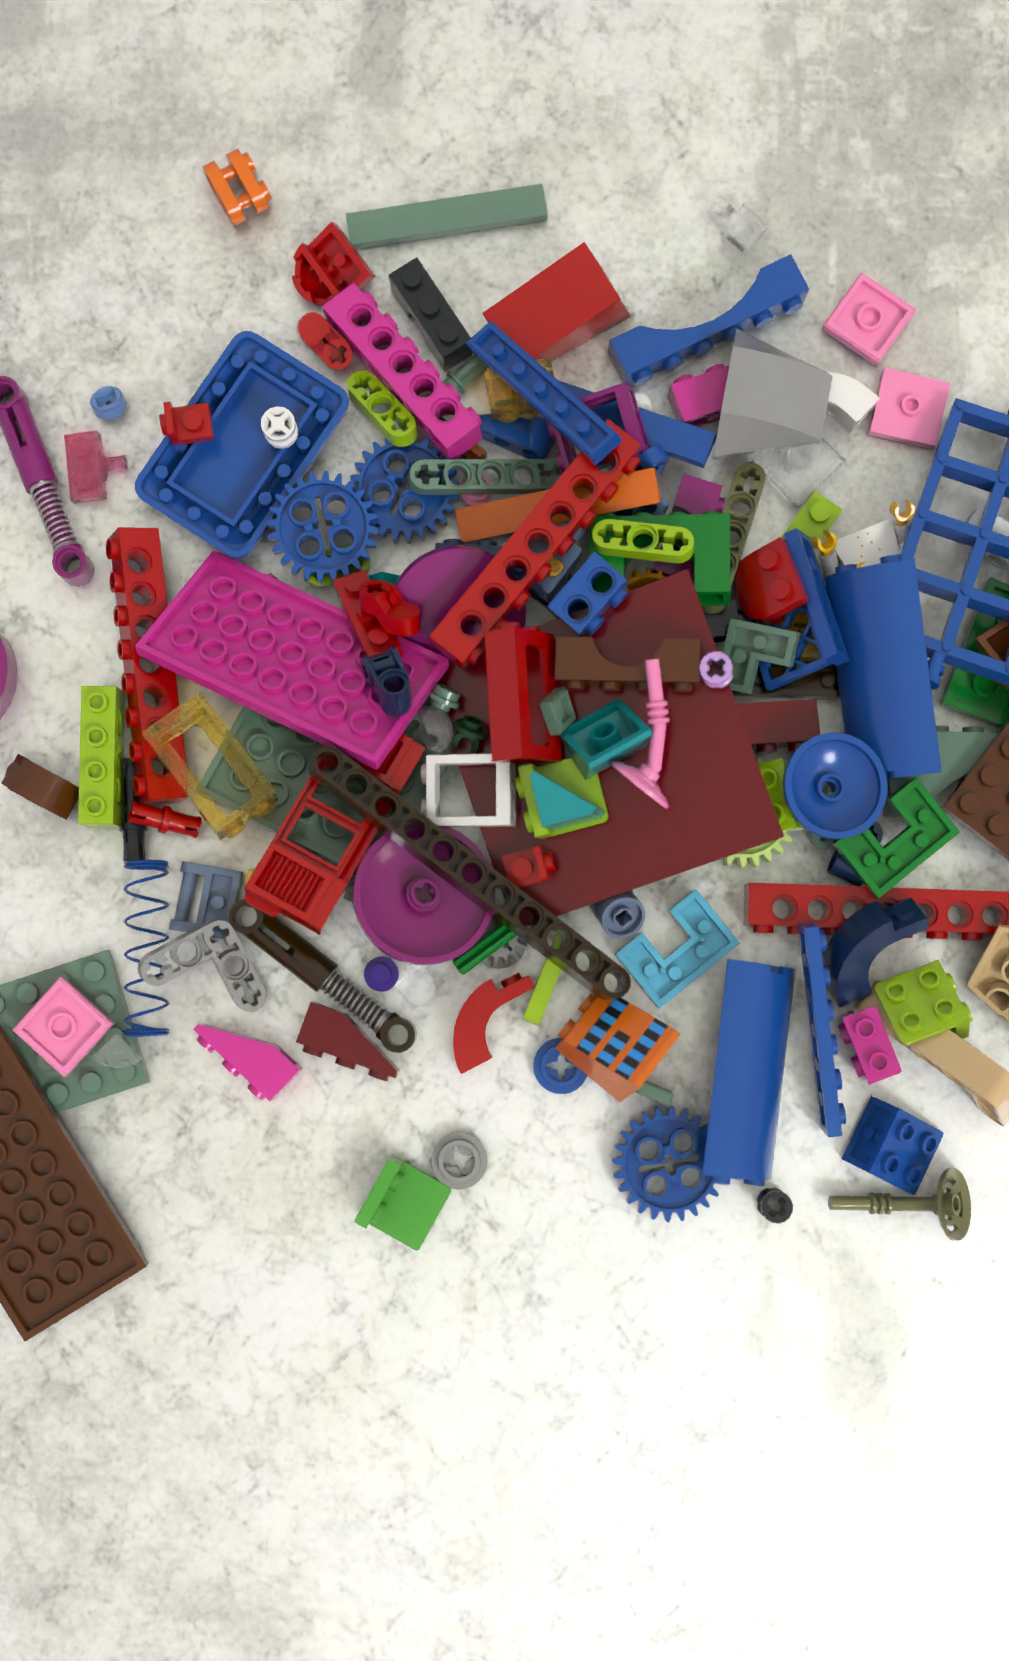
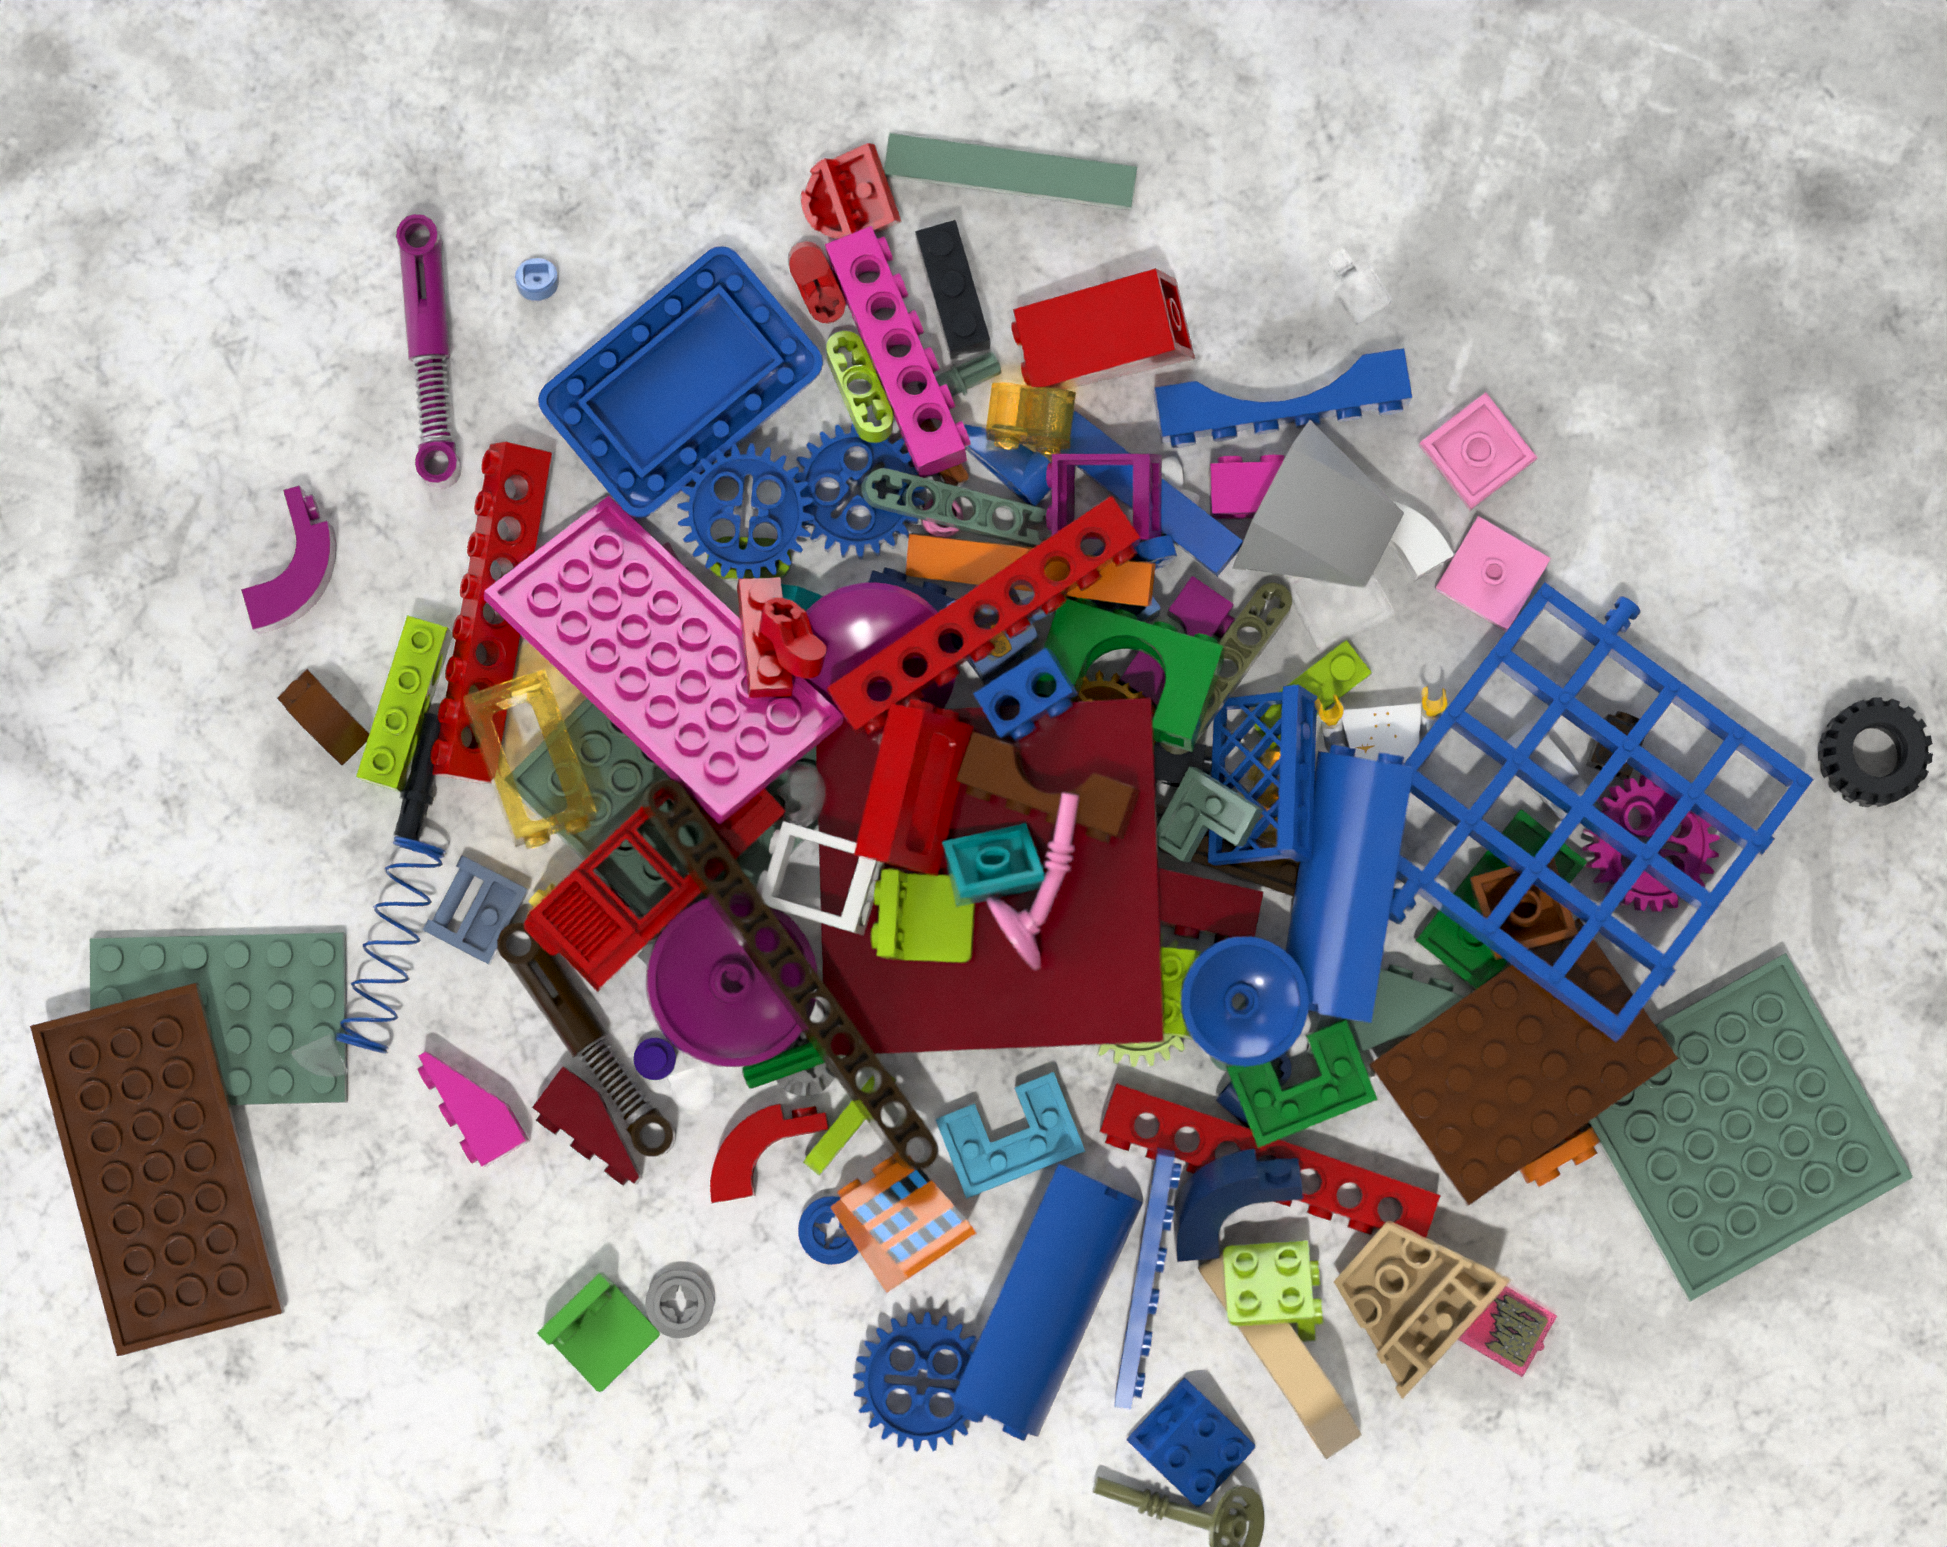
camera: 20 degrees right, 0 degrees up
(63, 1026) = (269, 1007): bright pink plate -> none
(89, 466) = (491, 349): clear pink plate -> none
(164, 819) = (456, 800): red pin -> none
(187, 423) = (623, 340): red bracket -> none
(204, 951) = (459, 969): light grey beam -> none
(242, 168) = (788, 76): orange brick -> none
(275, 420) = (726, 371): white wheel -> none
(388, 681) = (764, 717): dark blue piece -> none
(444, 697) = (825, 759): sand green plate -> none
(471, 728) = (845, 805): dark green plate -> none
(529, 866) = (863, 986): red bracket -> none
(544, 393) = (1049, 436): blue tile -> none
(557, 711) = (949, 818): sand green tile -> none
(559, 806) = (916, 927): teal slope -> none
(620, 915) = (953, 1075): sand blue wheel -> none
(633, 529) = (1143, 652): lime beam -> none
(656, 1093) = (930, 1293): sand green tile -> none
(717, 659) = (1131, 824): lavender bush -> none
(769, 583) = (1248, 739): red slope -> none
(784, 1201) = (1042, 1469): black bush -> none
(871, 1043) = (1197, 1314): dark pink bracket -> none

